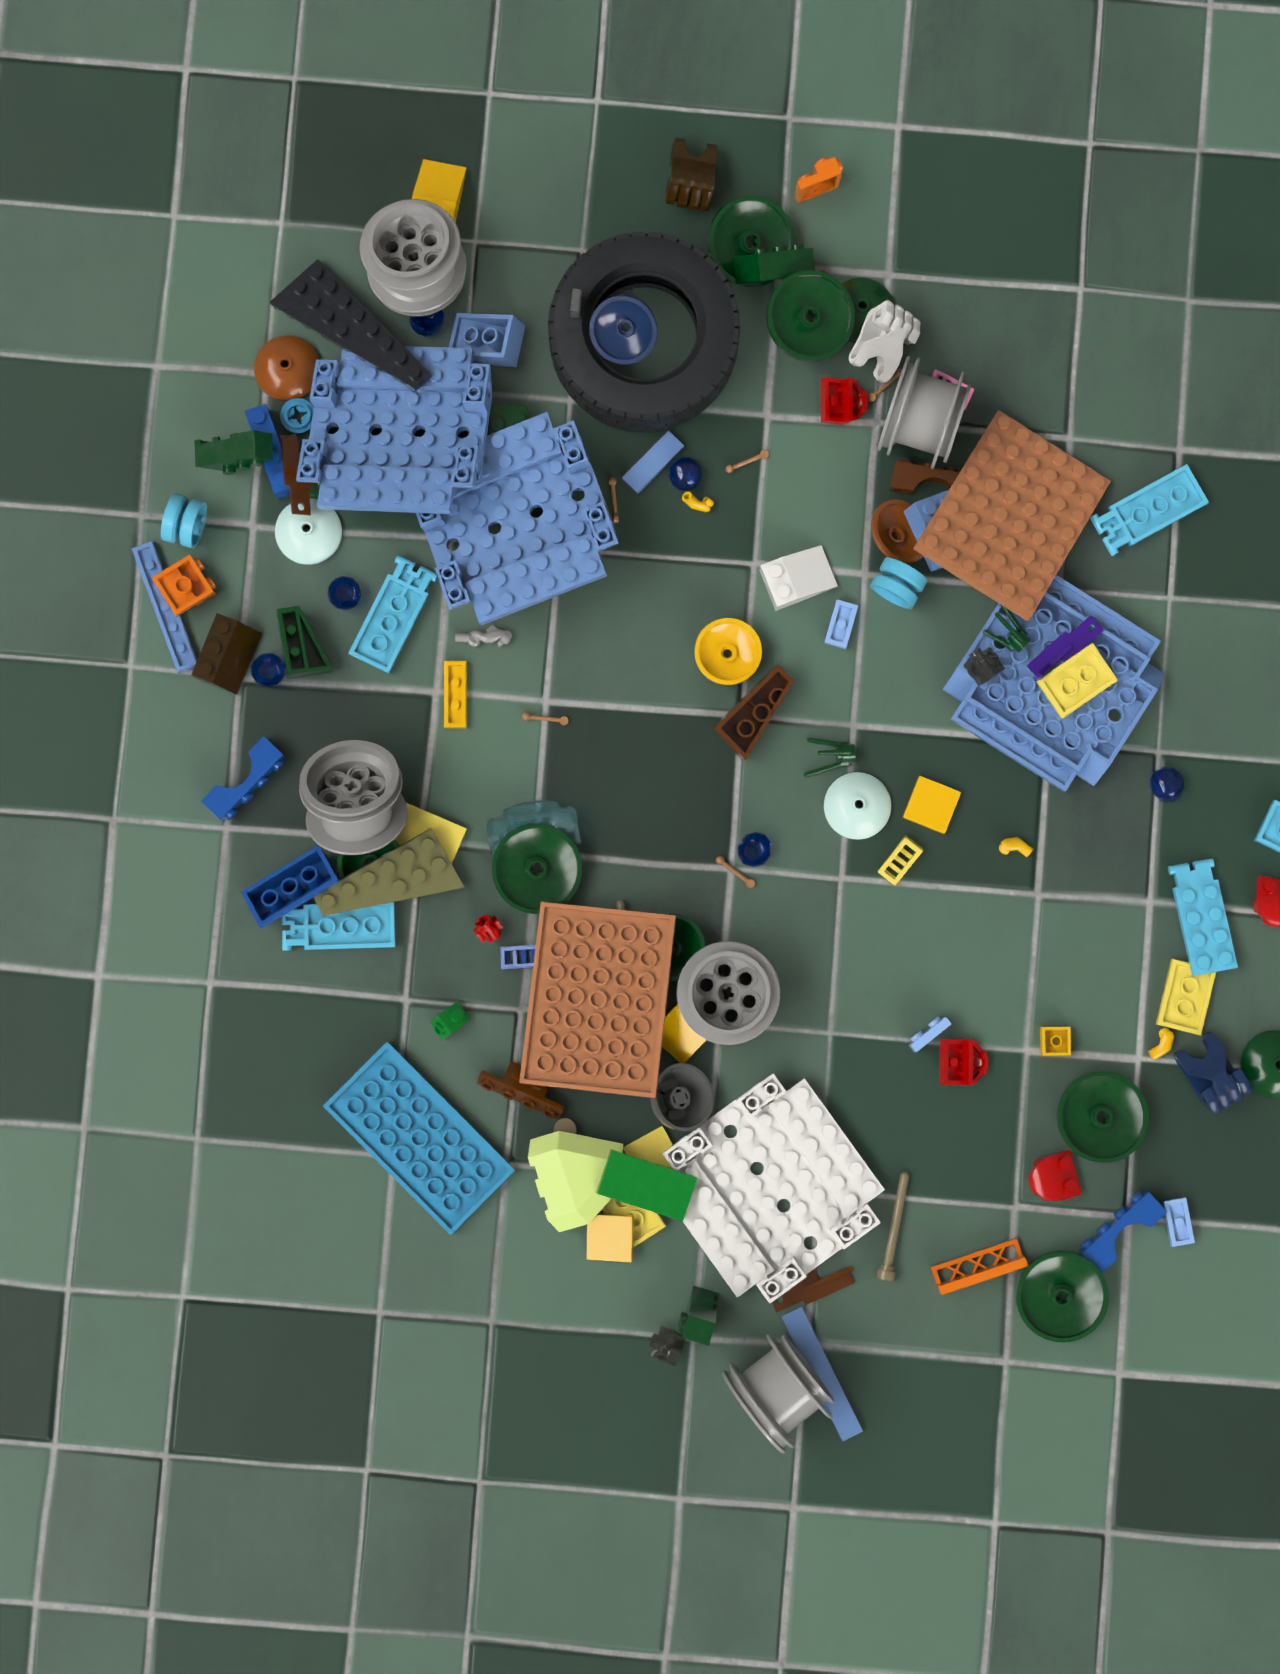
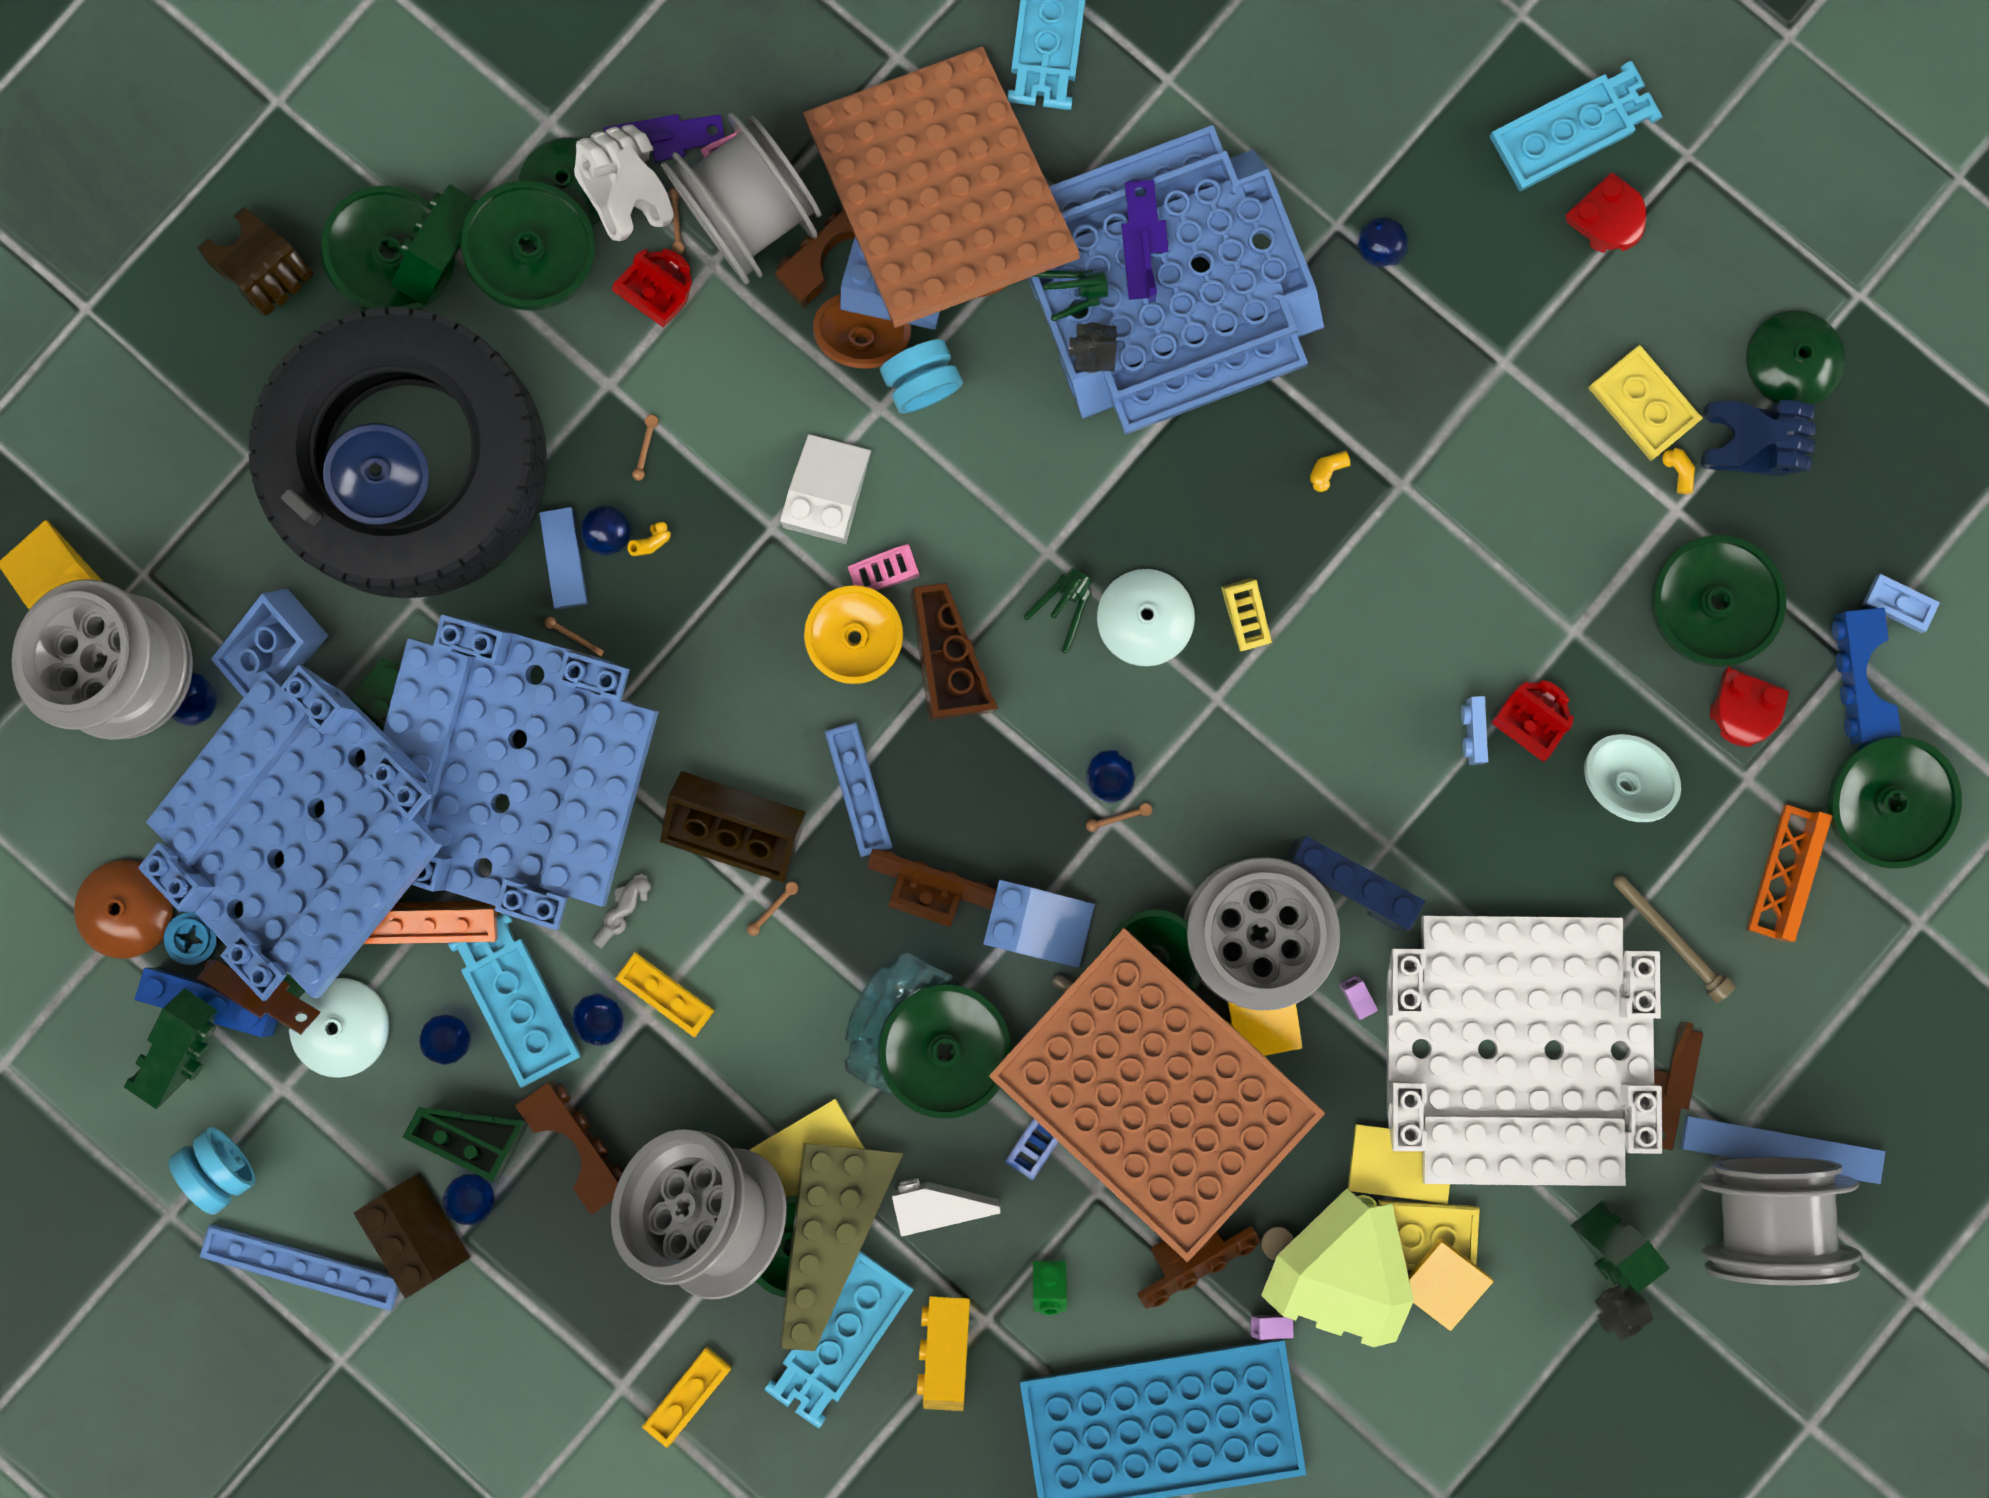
camera: 50 degrees left, 0 degrees up
(184, 585) = (291, 1225): orange plate -> none
(244, 866) = (686, 1397): none -> yellow tile
(264, 760) = (573, 1282): blue arch -> none
(290, 886) = (749, 1365): blue slope -> none
(337, 315) = (103, 803): black wing -> none
(347, 677) = (550, 1111): none -> reddish brown arch
(372, 989) = (944, 1353): none -> yellow wedge
(404, 542) = (437, 923): none -> orange fence
(415, 668) = (598, 1020): none -> clear blue hair
(447, 921) = (933, 1206): none -> white slope
(488, 928) = (973, 1161): red gear -> none
(517, 1158) = (1271, 1326): none -> lavender piece
(574, 663) = (732, 826): none -> dark brown slope
(617, 795) = (928, 891): none -> reddish brown bracket
(644, 869) = (1039, 923): none -> medium blue slope
(645, 717) = (858, 789): none -> medium blue tile
(646, 1185) = (1419, 1198): green tile -> none
(682, 1097) = (1349, 1065): dark grey piece -> none
(733, 1076) = (1358, 997): none -> lavender piece
(780, 635) = (904, 551): none -> bright pink slope
(794, 1026) = (1378, 895): none -> dark blue arch
(824, 178) = (379, 115): orange plate -> none
(841, 624) = (919, 479): light blue plate -> none
(931, 347) = (672, 135): none -> dark purple piece
(931, 805) = (1208, 530): yellow tile -> none
(975, 1139) = (1632, 778): none -> light aqua dish
(1055, 1040) = (1588, 590): yellow piece -> none
(1076, 680) = (1190, 253): light yellow tile -> none
(1202, 918) = (1569, 316): medium azure hinge -> none

